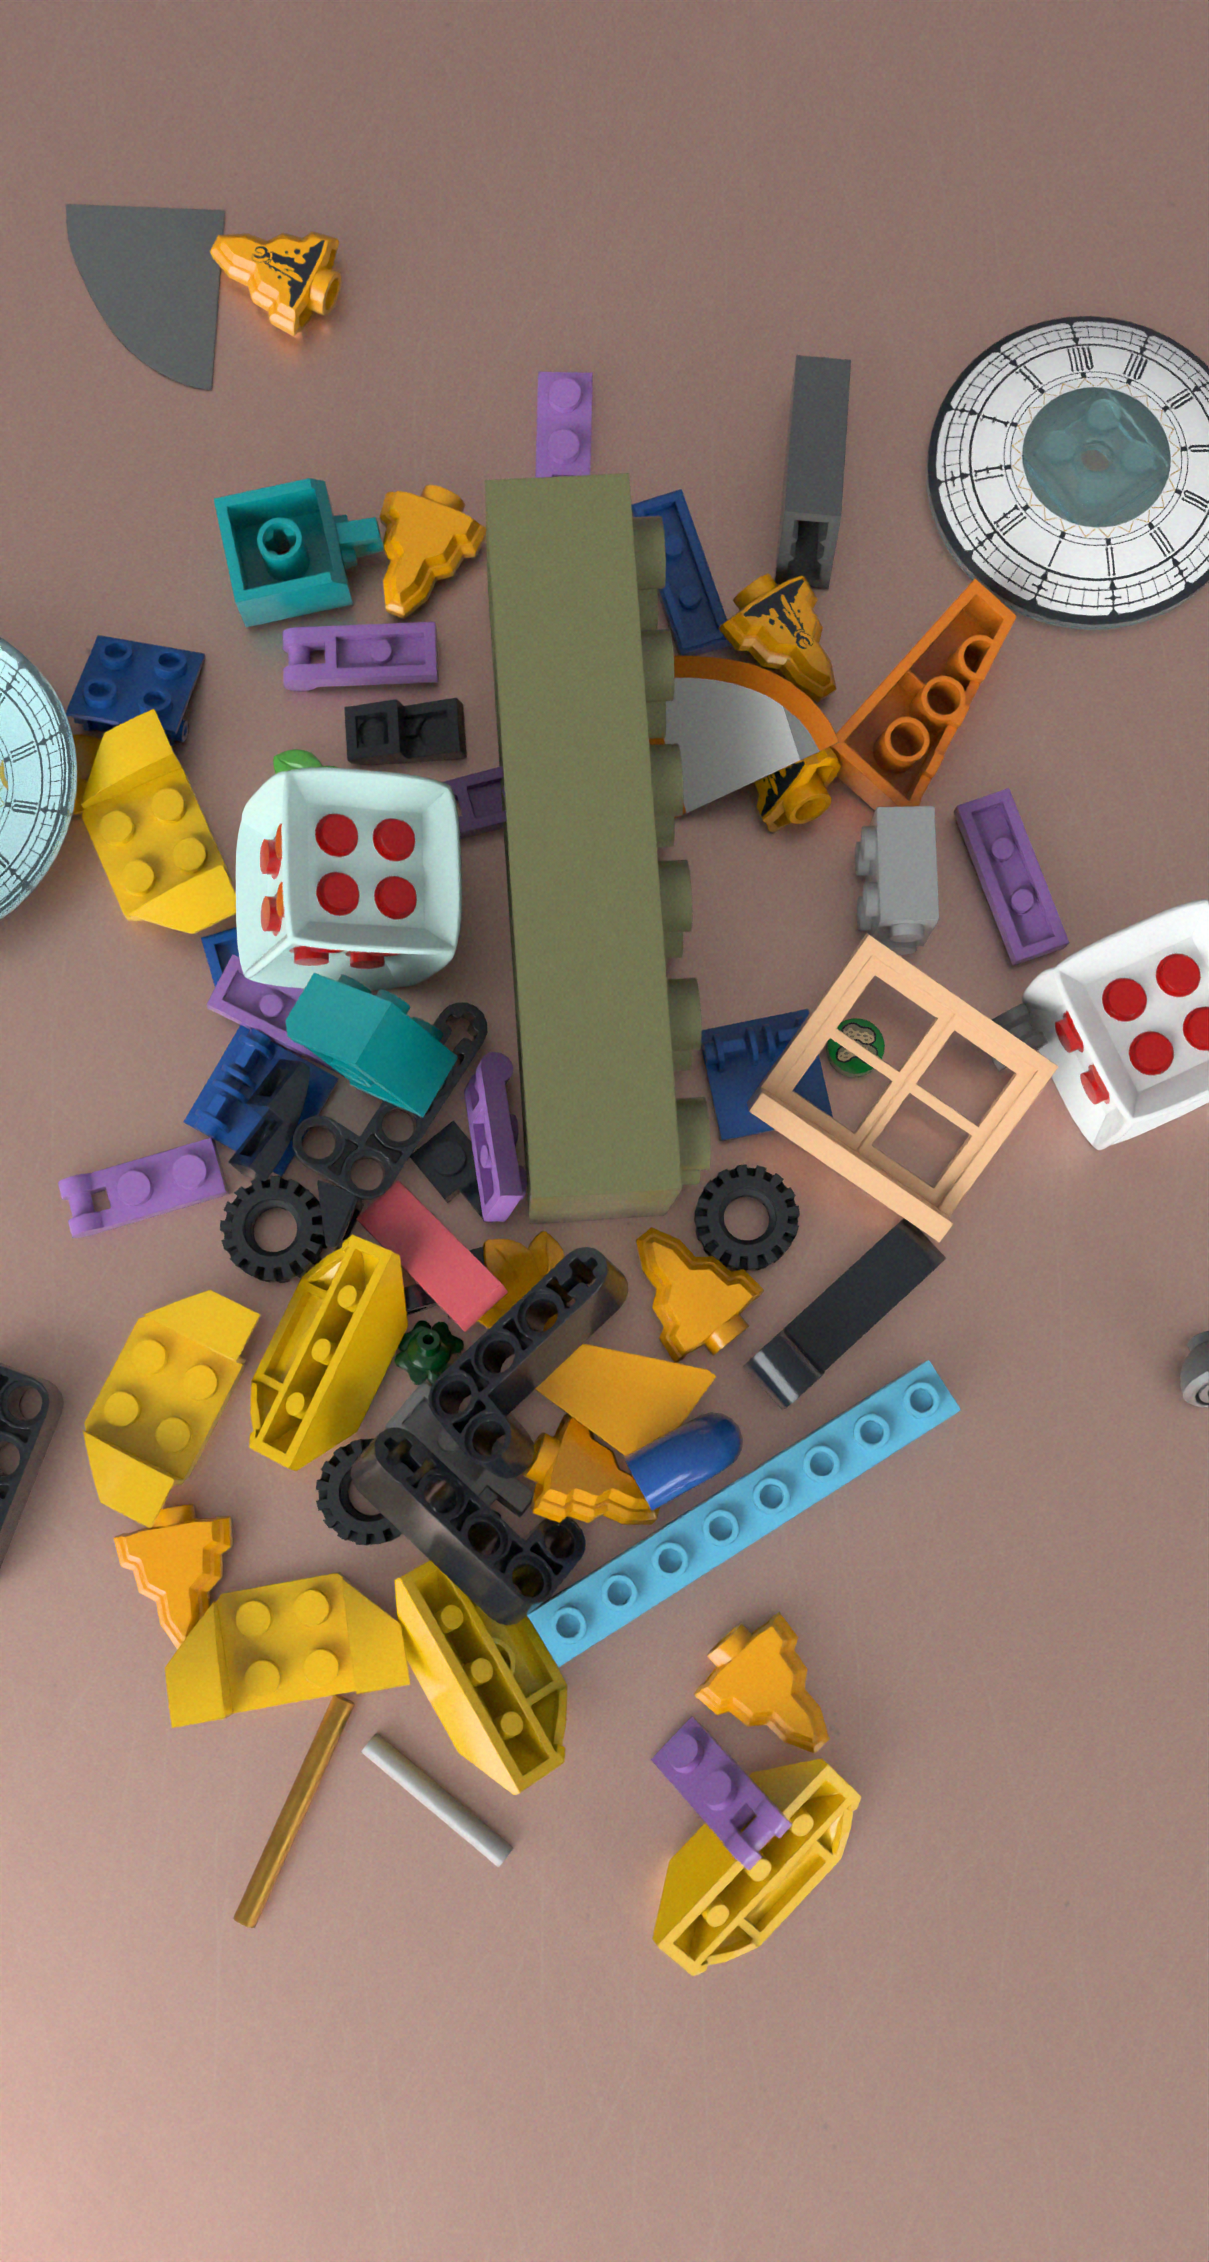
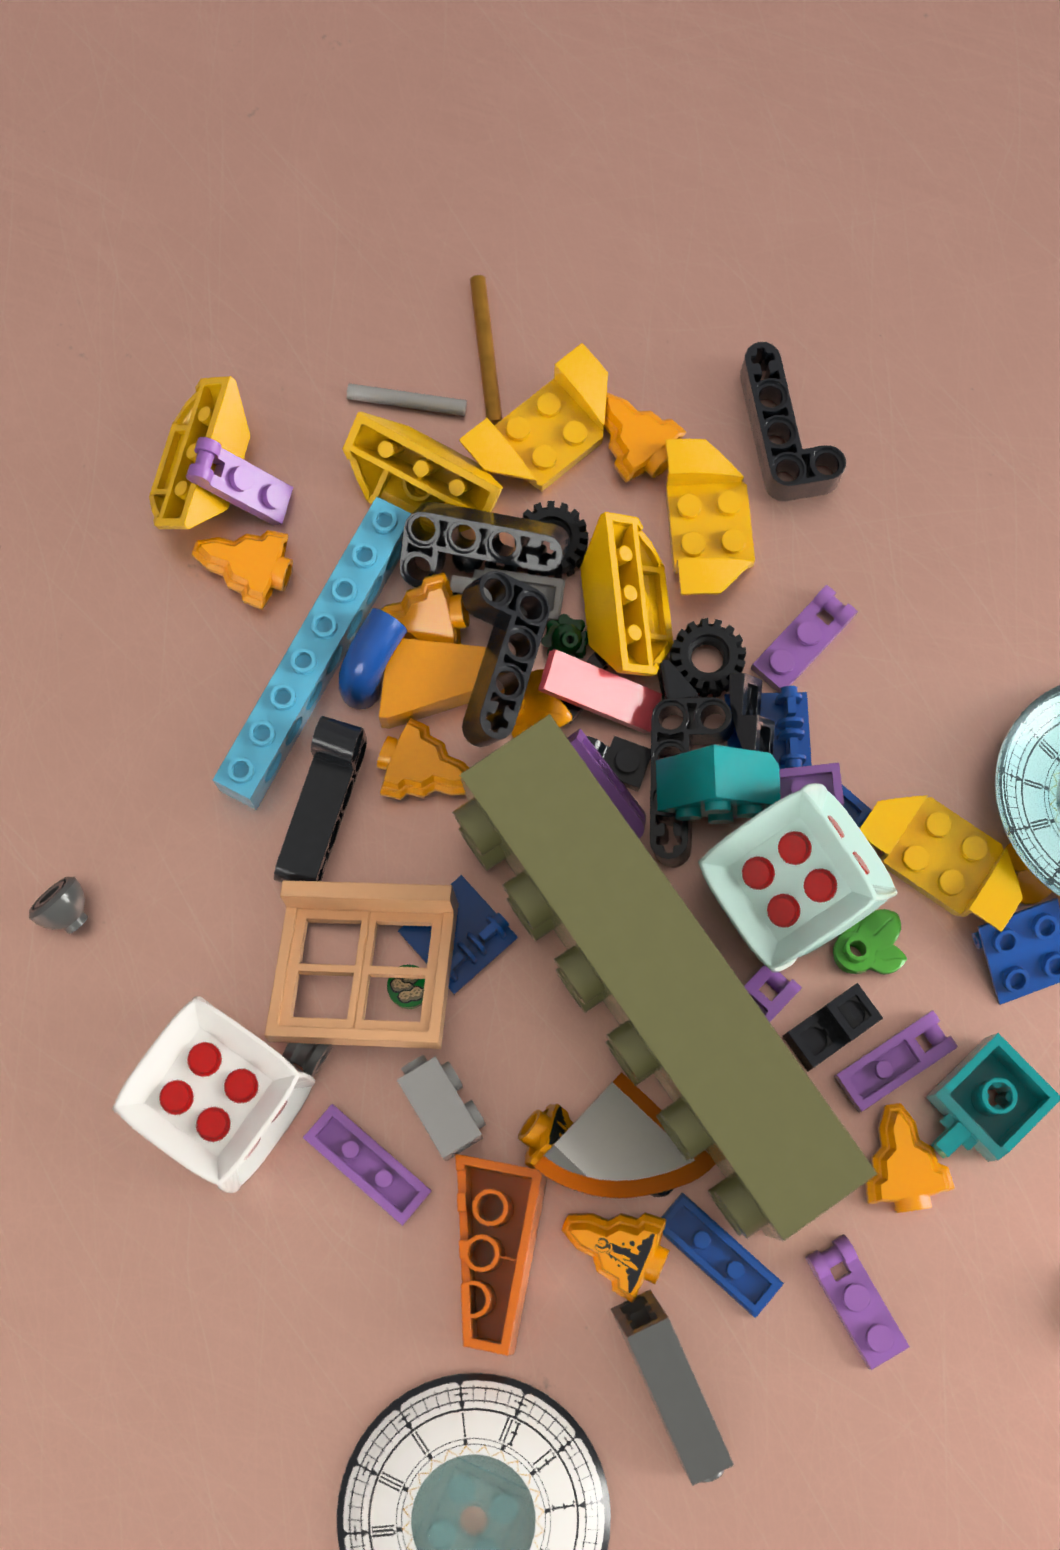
camera: 145 degrees right, 5 degrees down
(746, 1183) = (416, 807): black tyre -> none

